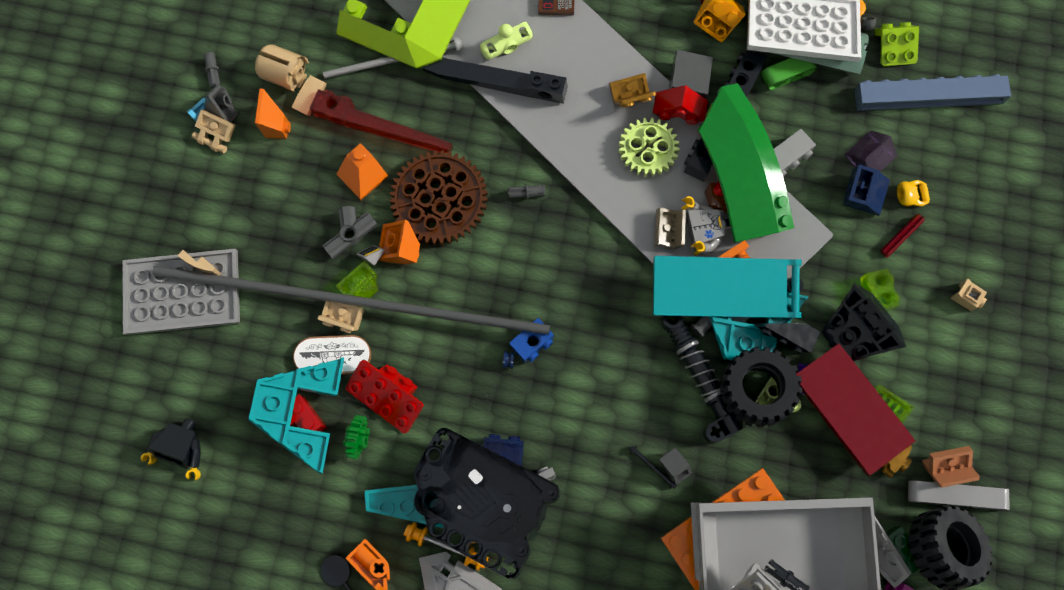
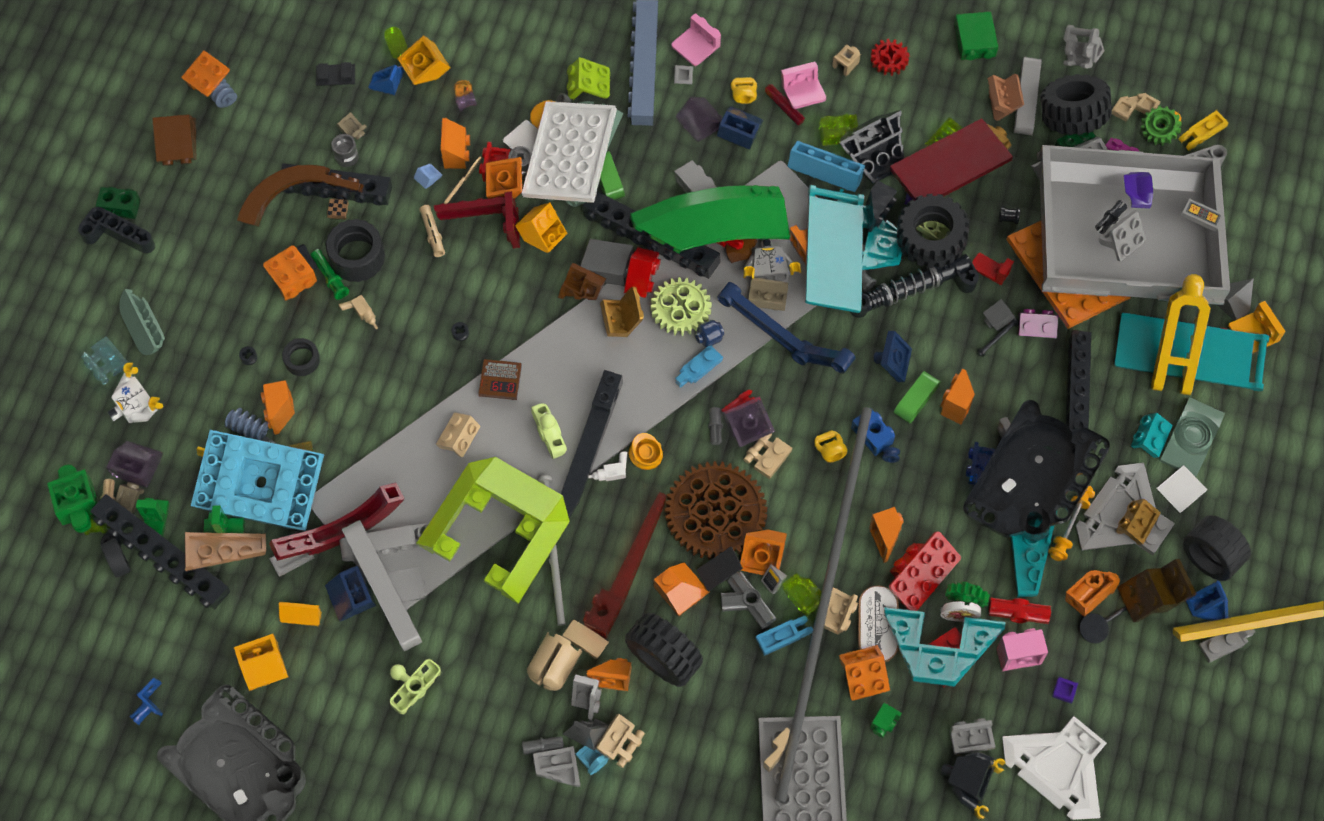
camera: 90 degrees left, 10 degrees down
(192, 84) = (558, 766): none -> light grey wing
(193, 535) = (1060, 766): none -> white plate
(218, 447) = (972, 736): none -> light grey bracket
(234, 364) = (885, 721): none -> green brick
(246, 103) = (586, 694): none -> light grey bracket
(270, 540) = (1065, 690): none -> dark purple tile
(281, 340) = (865, 672): none -> orange bracket
(284, 152) = (664, 649): none -> black tyre
(301, 493) = (1022, 649): none -> bright pink brick
(316, 265) = (782, 635): none -> dark azure hinge
(339, 426) = (958, 611): none -> white tile
(348, 492) = (1019, 610): none -> red piece
(377, 204) = (719, 569): none -> black piece
(419, 355) = (885, 530): none -> orange slope
(474, 104) = (612, 471): none -> white piece
(495, 131) = (645, 451): none -> light orange piece
(498, 247) = (771, 459): none -> tan plate
(510, 304) = (832, 450): none -> yellow piece
(531, 219) = (748, 421): none -> clear purple slope
(557, 215) = (743, 397): none -> red piece
(572, 424) = (958, 398): none -> orange slope
(574, 383) = (917, 397): none -> bright green beam
(586, 170) = (699, 366): none -> dark azure hinge
(600, 553) = (1078, 379): none -> black brick
(614, 267) = (801, 350): none -> dark blue piece
(614, 358) = (895, 356): none -> dark blue tile
(622, 176) = (709, 333): none -> dark blue head
(663, 56) = (581, 284): none -> reddish brown slope
(672, 507) = (1038, 324): none -> bracket
(733, 457) = (992, 269): none -> red bracket
(801, 476) = (1009, 215): none -> black bush
(830, 278) = (826, 166): none -> dark azure brick
(922, 133) = (683, 74): none -> light grey slope
(926, 250) = (802, 85): none -> bright pink bracket
(962, 142) = (697, 41): none -> bright pink bracket
(979, 349) = (889, 57): none -> red gear
(1027, 435) = (976, 35): none -> green brick
(1028, 554) = (1079, 52): none -> light grey piece

